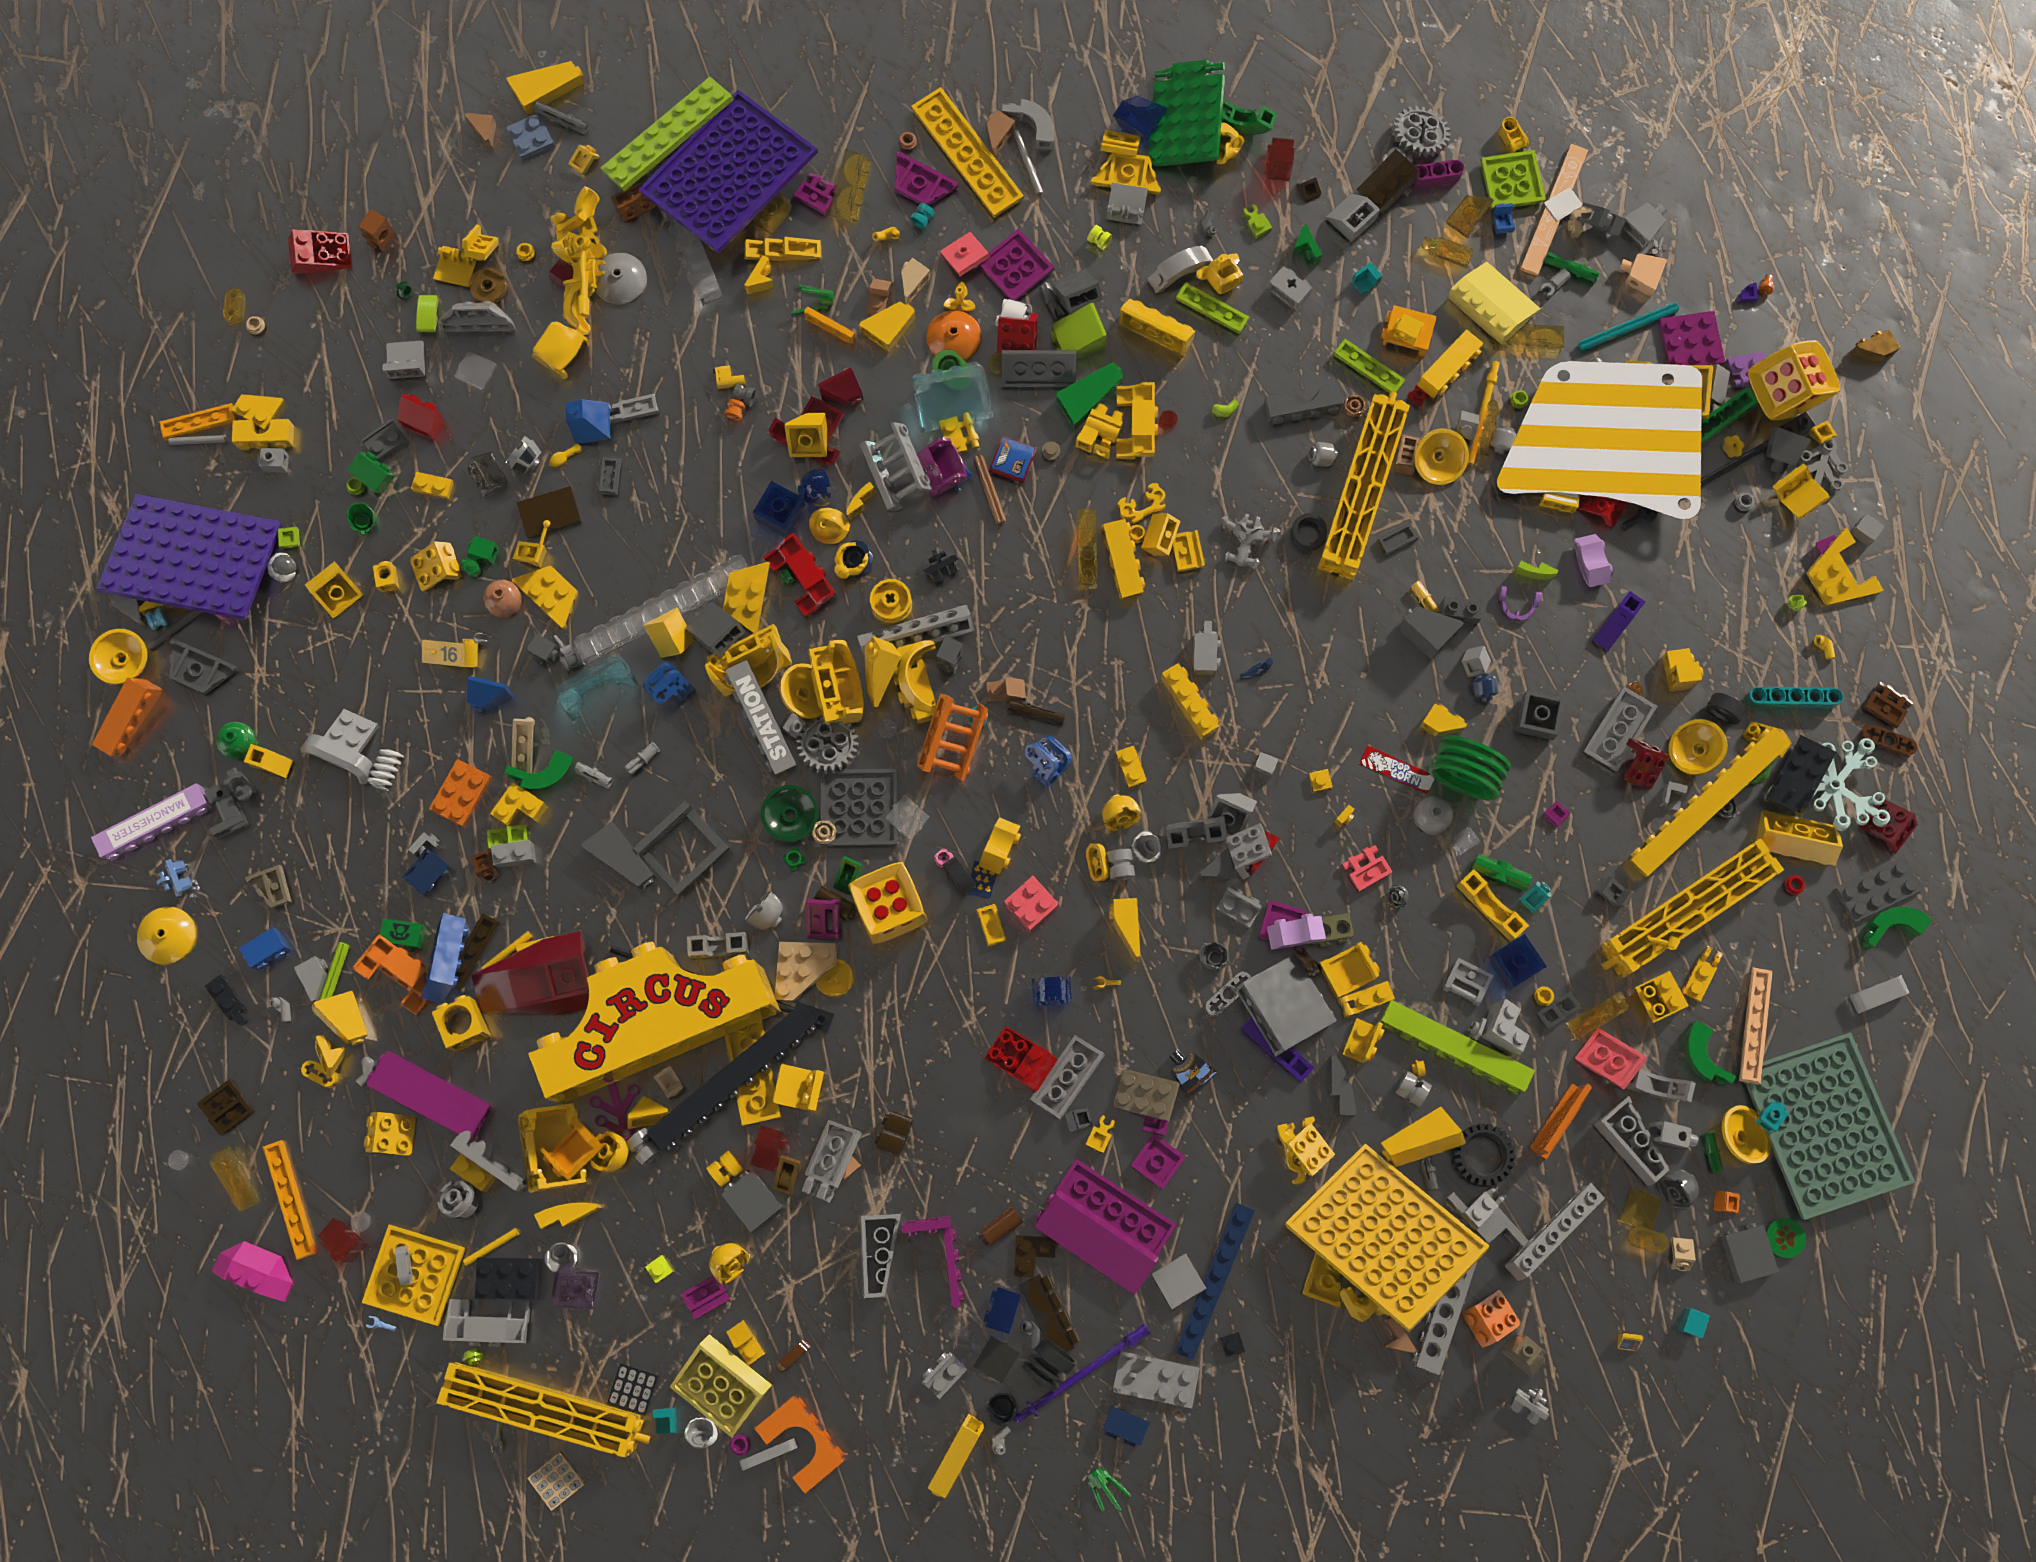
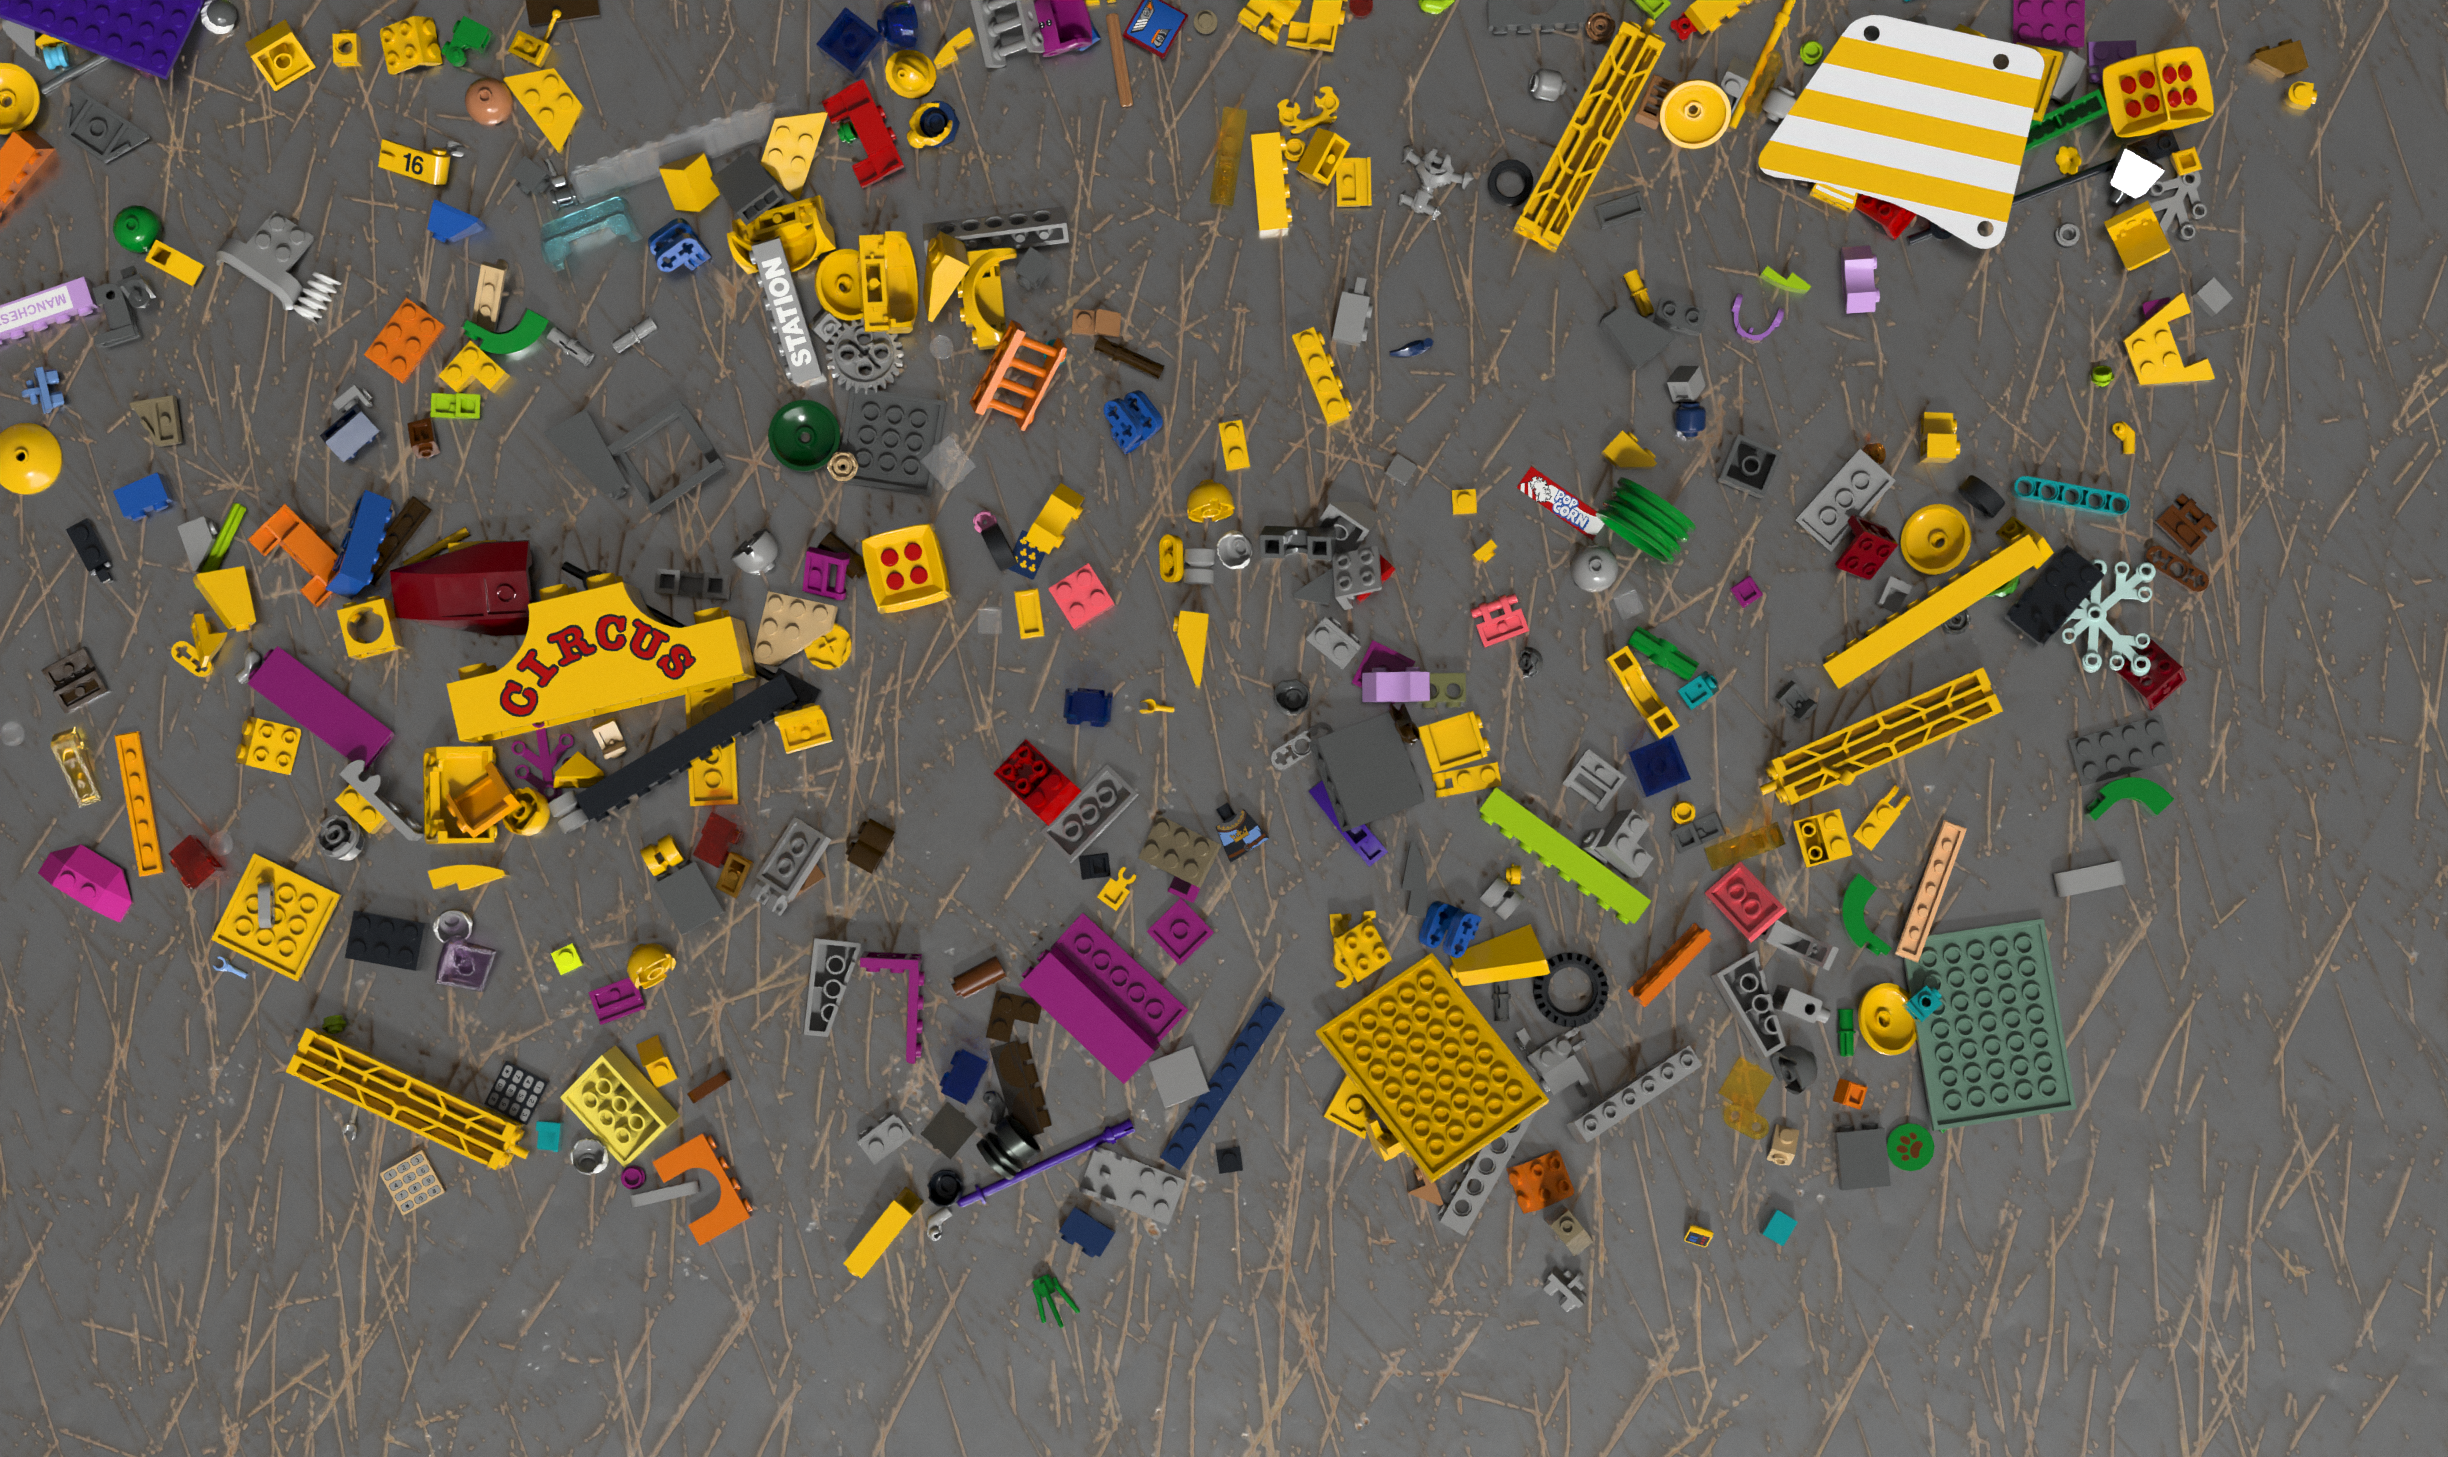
camera: 10 degrees right, 10 degrees up
(283, 1007) = (157, 569): light grey arm -> none
(403, 934) = (313, 506): green brick -> none
(491, 1247) = (372, 899): yellow bar -> none
(495, 1330) = (362, 997): light grey bracket -> none
(513, 854) = (460, 429): light grey brick -> none
(798, 1087) = (763, 772): yellow bracket -> none
(799, 859) = (794, 489): green plate -> none
(824, 1045) = (803, 728): none -> yellow bracket
(848, 872) = (863, 523): green slope -> none
(891, 591) = (964, 175): yellow wheel -> none
(934, 572) = (1031, 154): black hips -> none
(961, 936) = (990, 621): none -> clear tile
(1362, 1041) = (1451, 829): yellow bracket -> none
(1383, 1115) = (1459, 923): none -> blue piece
(1618, 621) = (1873, 363): dark purple slope -> none
(1799, 882) = (2026, 728): red plate -> none
(1800, 837) = (2036, 671): yellow slope -> none
(1897, 371) = (2300, 95): none -> yellow plate

